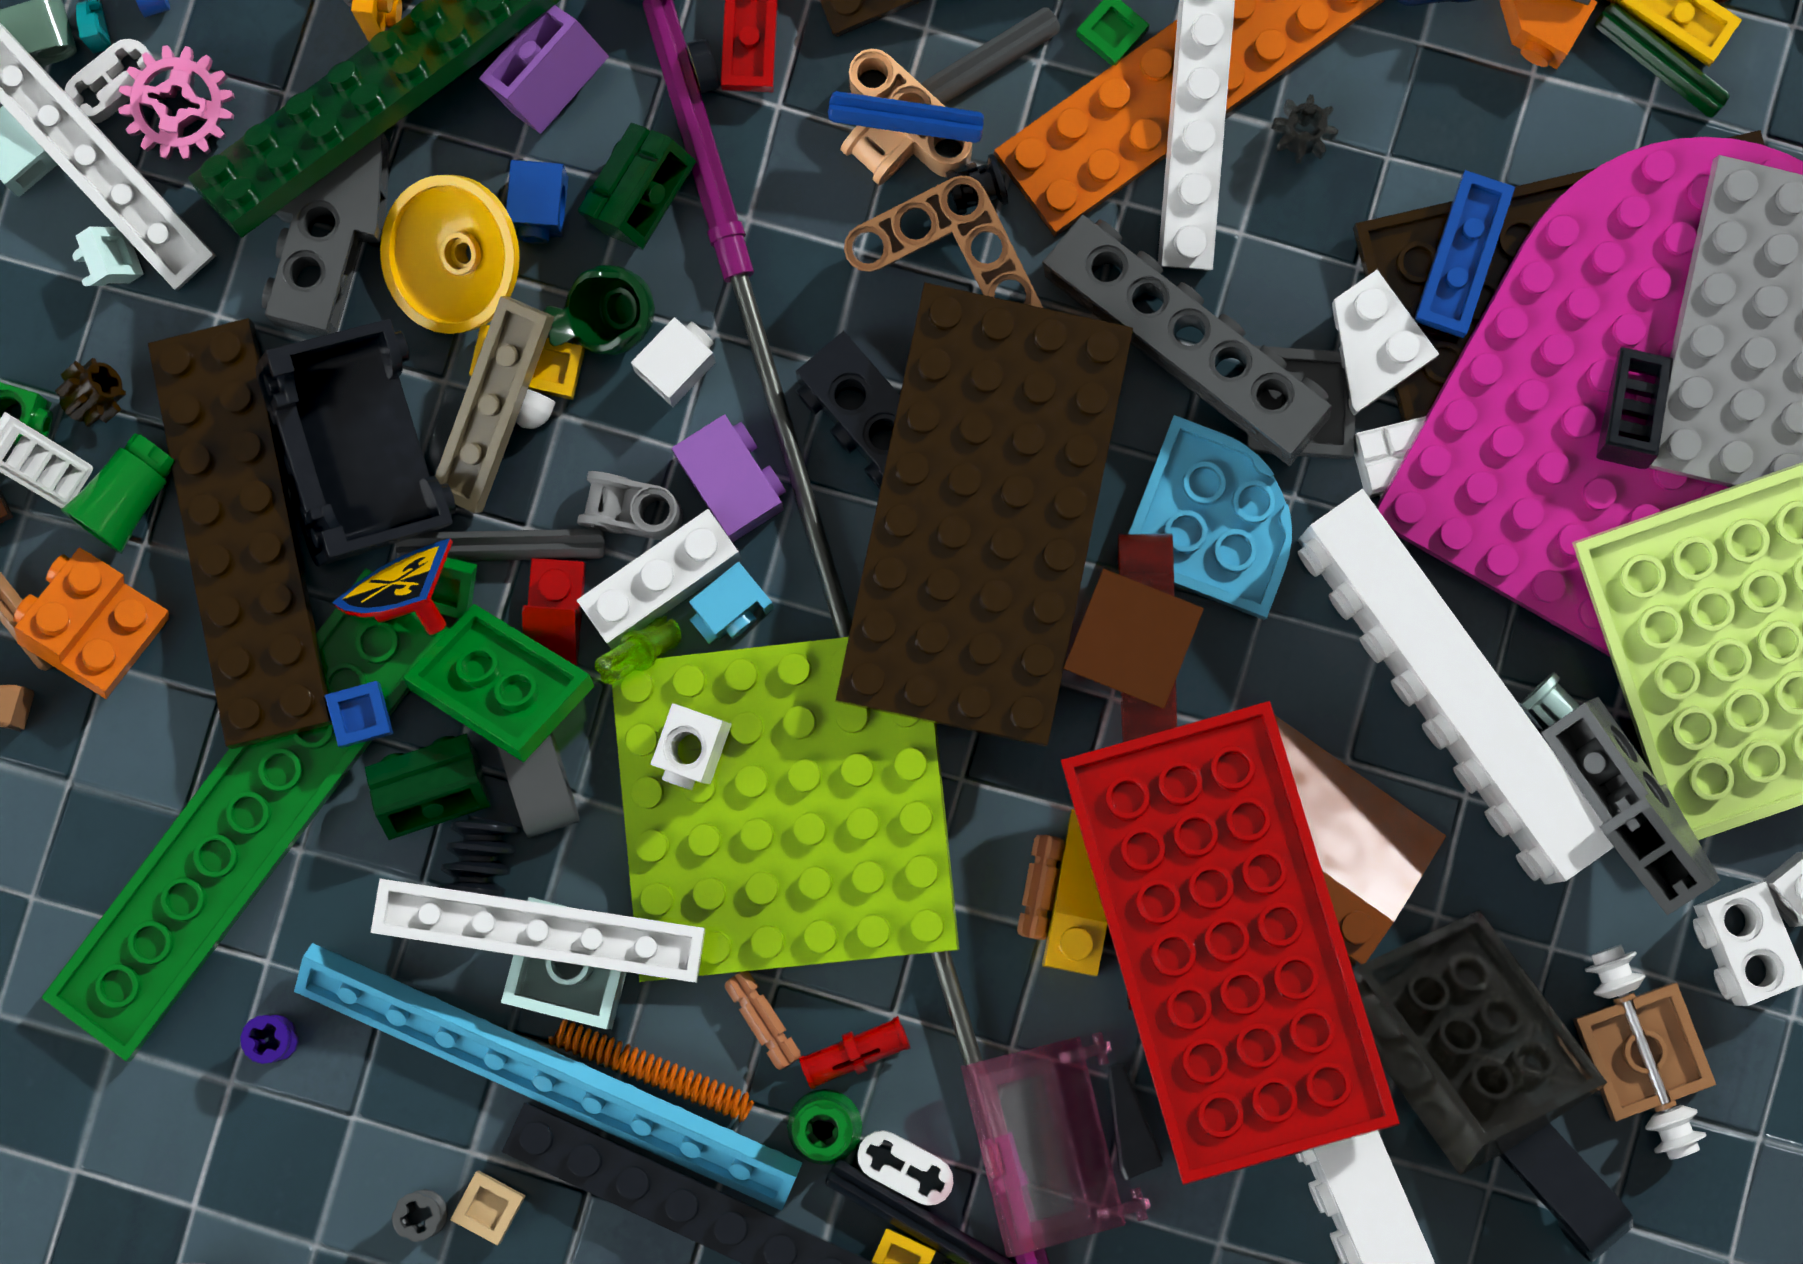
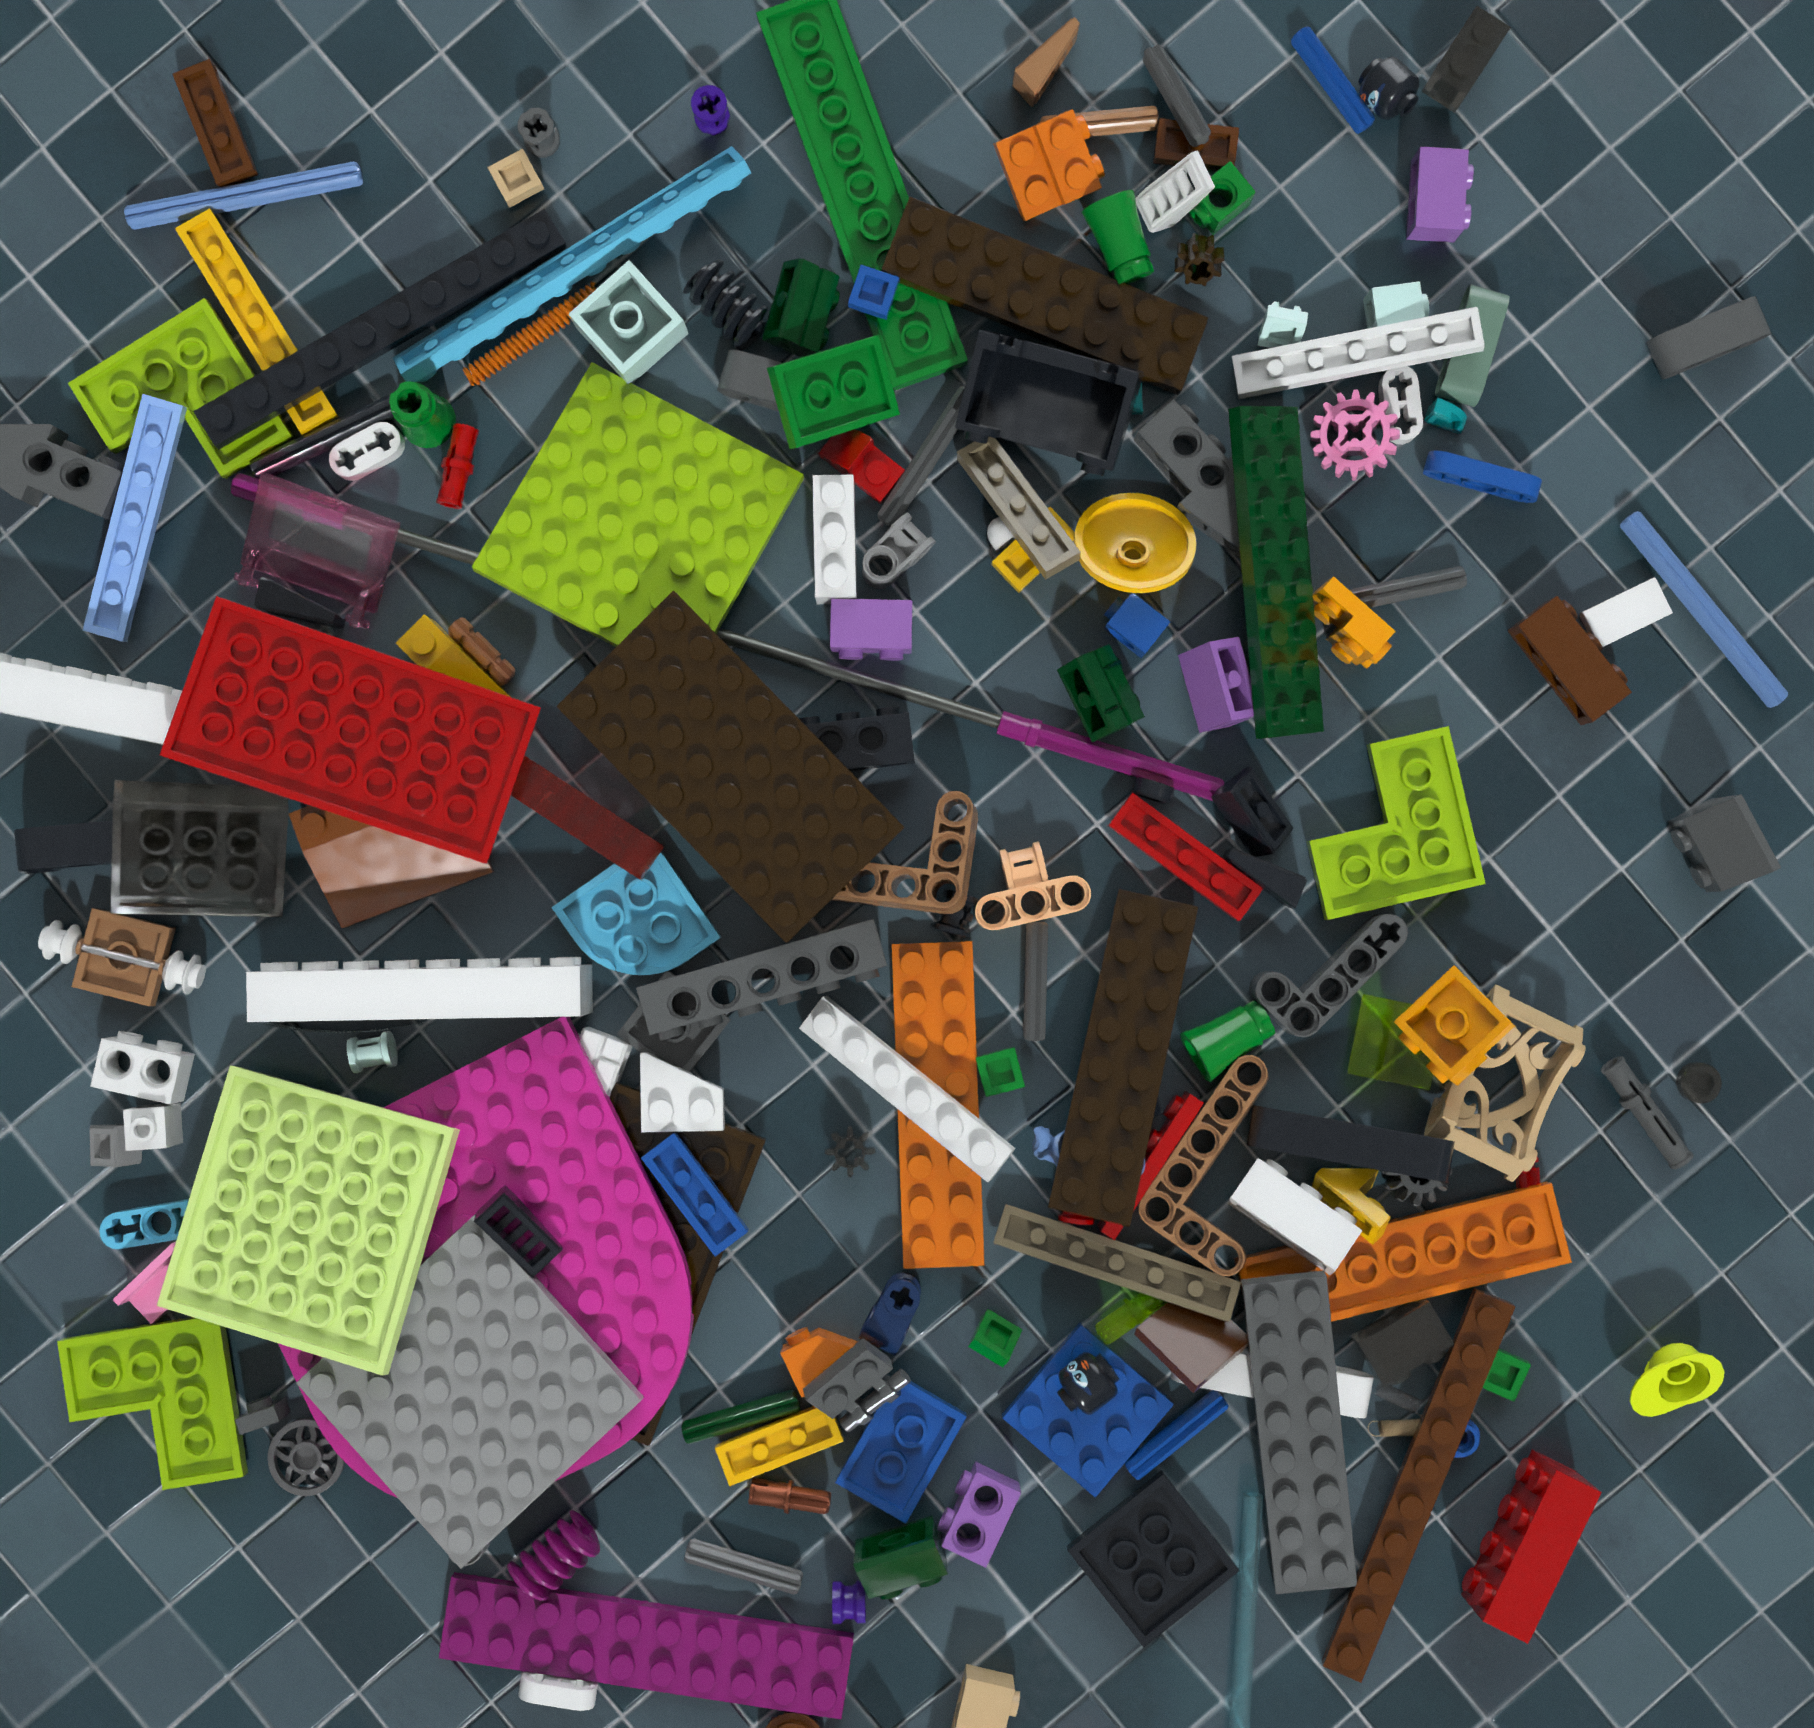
camera: 125 degrees right, 5 degrees up
(401, 588) = (936, 368): shield -> none
(455, 587) = (923, 403): green plate -> none
(538, 930) = (654, 308): white plate -> none
(604, 311) = (1031, 618): dark green hat -> none
(638, 649) = (797, 494): clear neon green axle -> none
(675, 360) = (971, 643): white brick -> none
(712, 735) = (716, 499): white brick -> none
(728, 605) = (789, 573): medium azure brick -> none
(762, 1020) = (516, 423): nougat axle -> none
(906, 116) = (1026, 893): blue axle -> none
(1133, 638) = (586, 806): reddish brown tile -> none
(1634, 808) = (264, 1049): dark grey brick -> none

